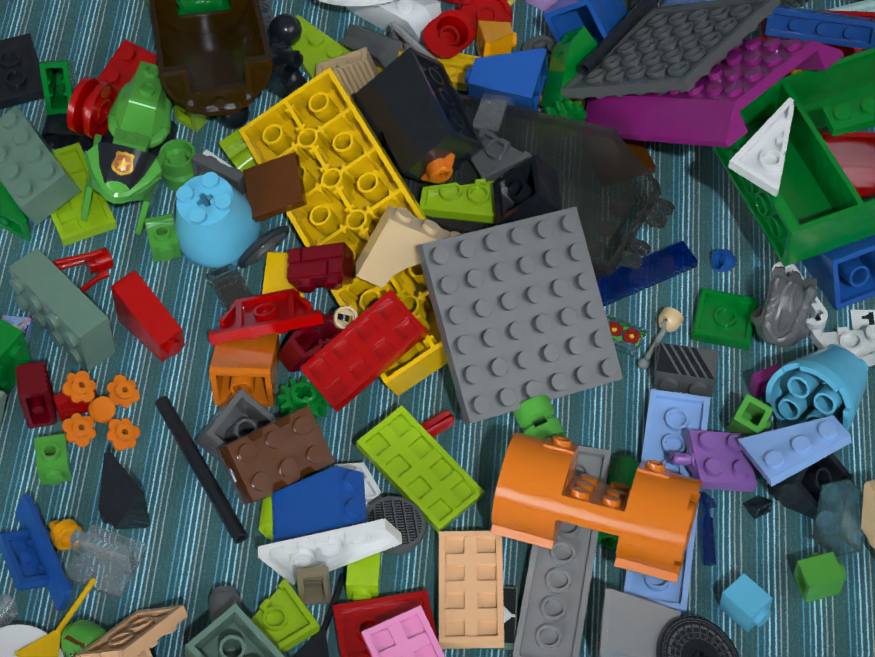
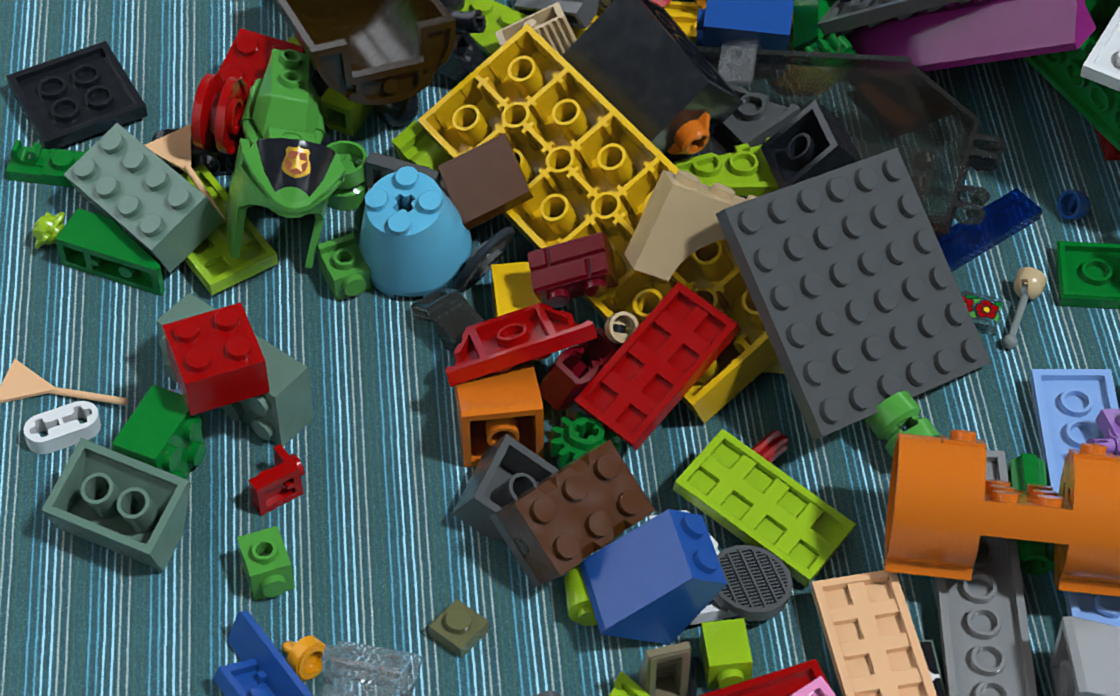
camera: 10 degrees left, 5 degrees down
(36, 395) = (226, 481): dark red brick -> none
(40, 304) = (216, 358): none -> red brick
(58, 84) = (164, 94): green slope -> none
(58, 130) = (177, 151): none -> light nougat piece
(97, 262) = (263, 308): red plant -> none
(101, 410) = (319, 489): orange plant -> none
(120, 498) = (377, 595): black slope -> none
(146, 317) = (350, 365): red slope -> none
(179, 527) = (459, 628): none -> olive plate
(201, 470) = (470, 551): black piece -> none
(329, 548) = (681, 618): white wing -> none
(686, 369) = (1068, 339): dark grey brick -> none

